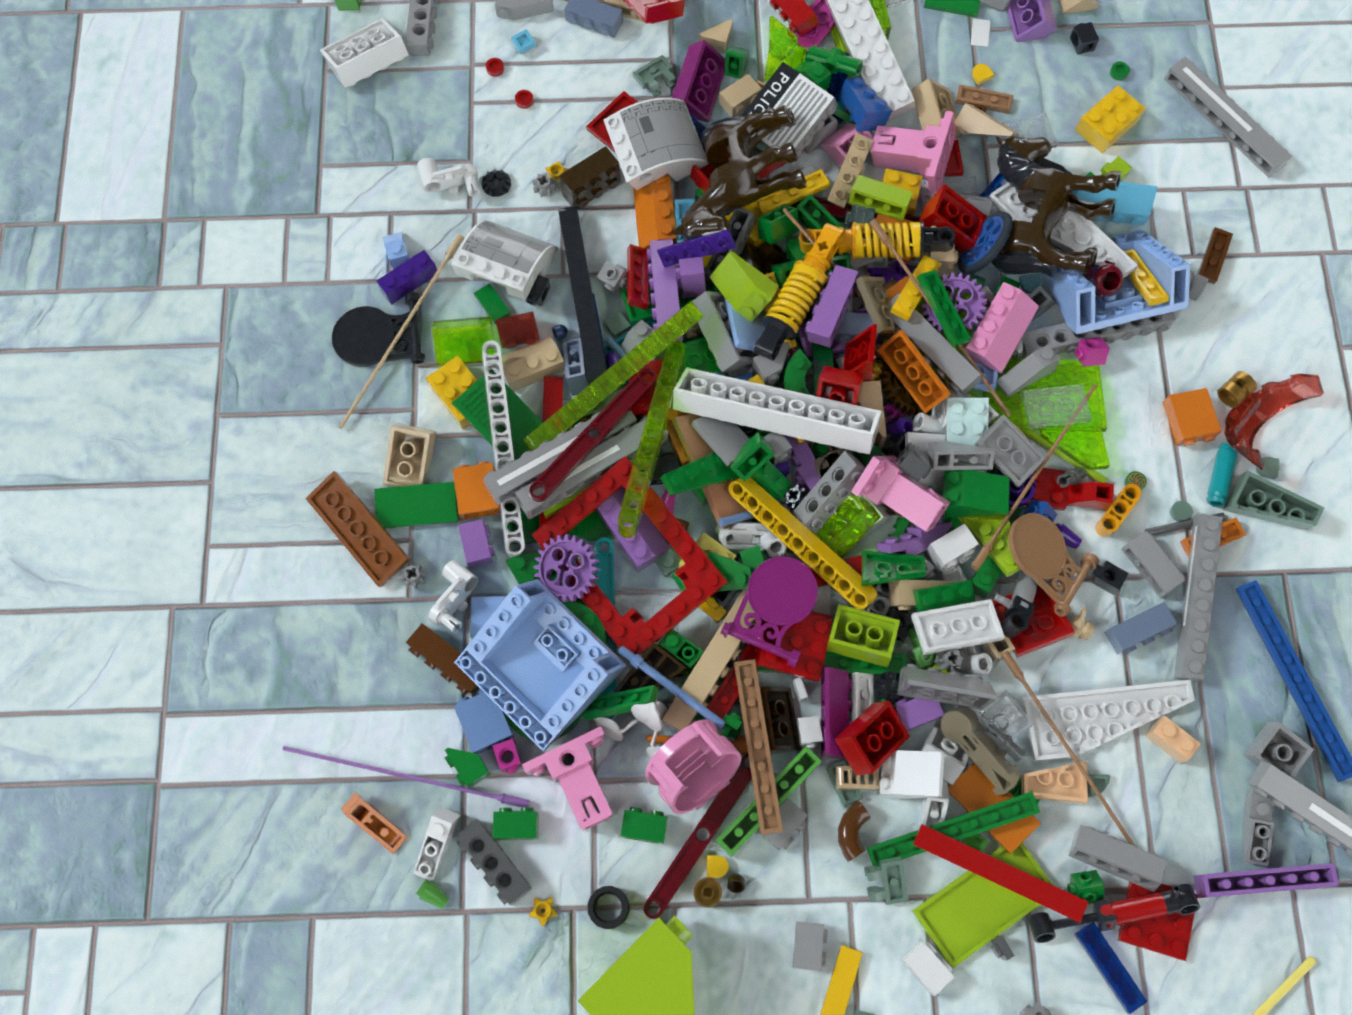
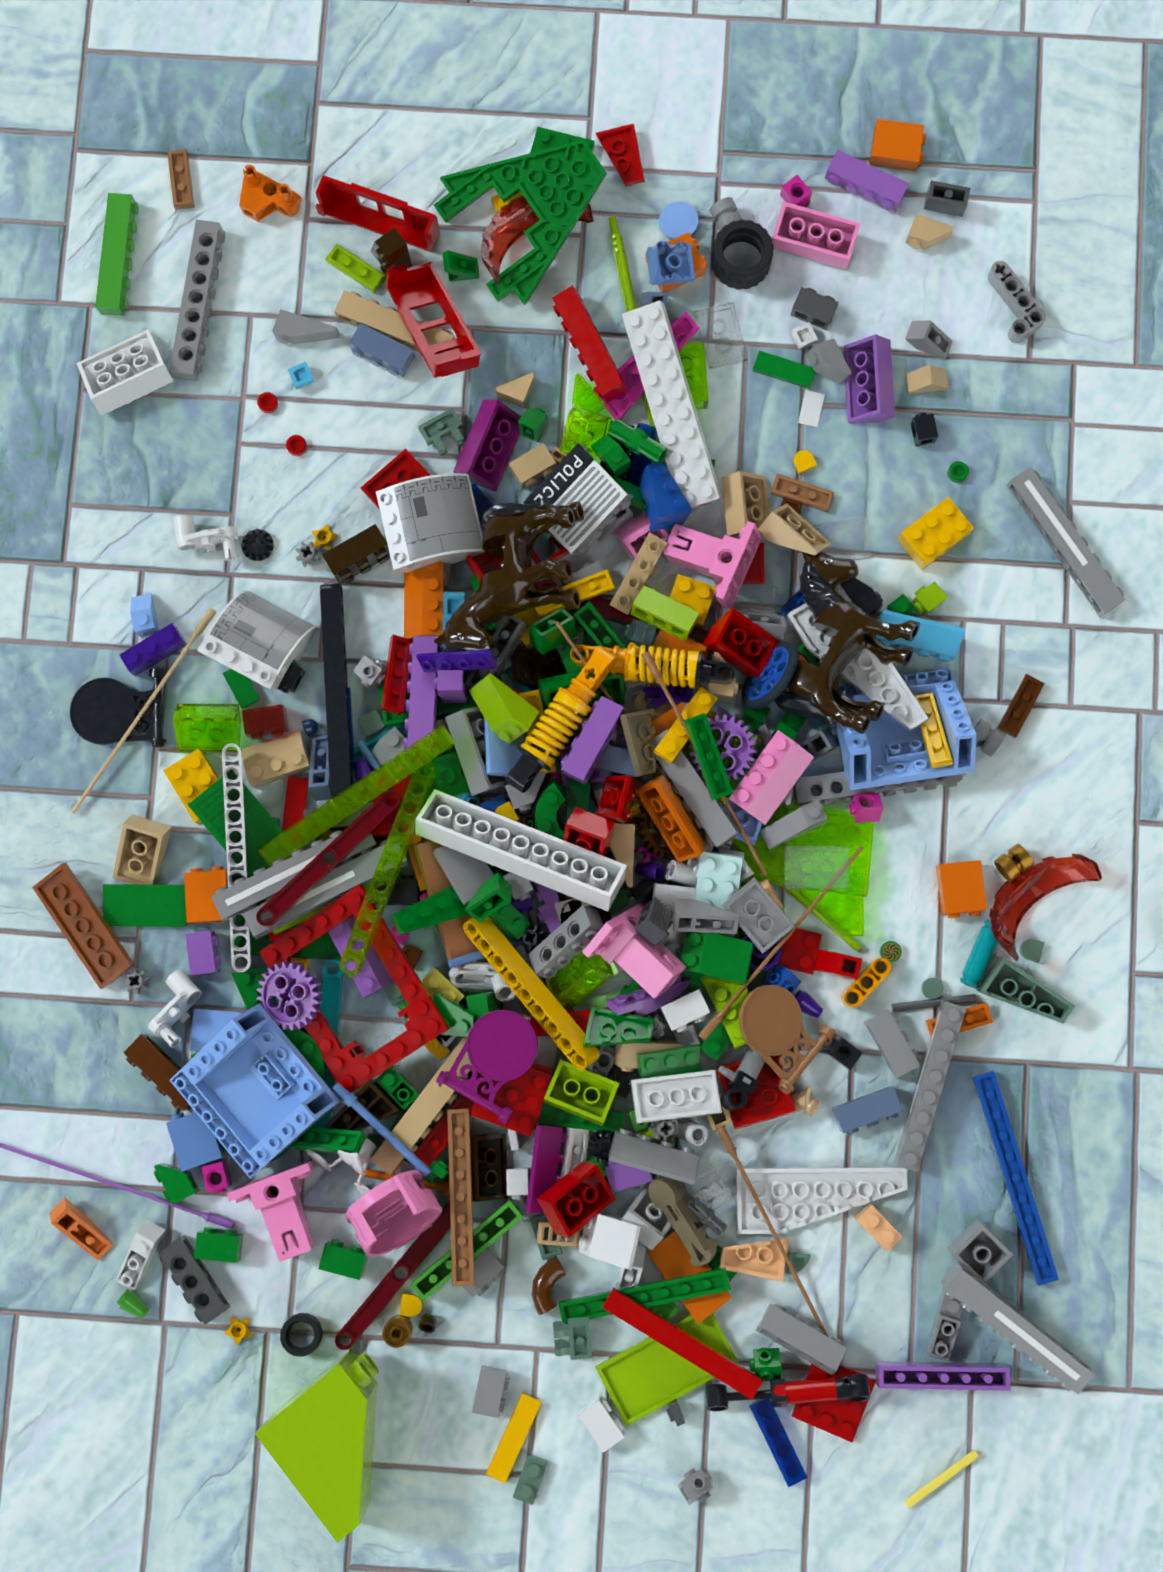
camera: 10 degrees right, 10 degrees up
(1071, 477) = (822, 943): dark grey pin -> none
(1105, 277) = (888, 732): dark red piece -> none

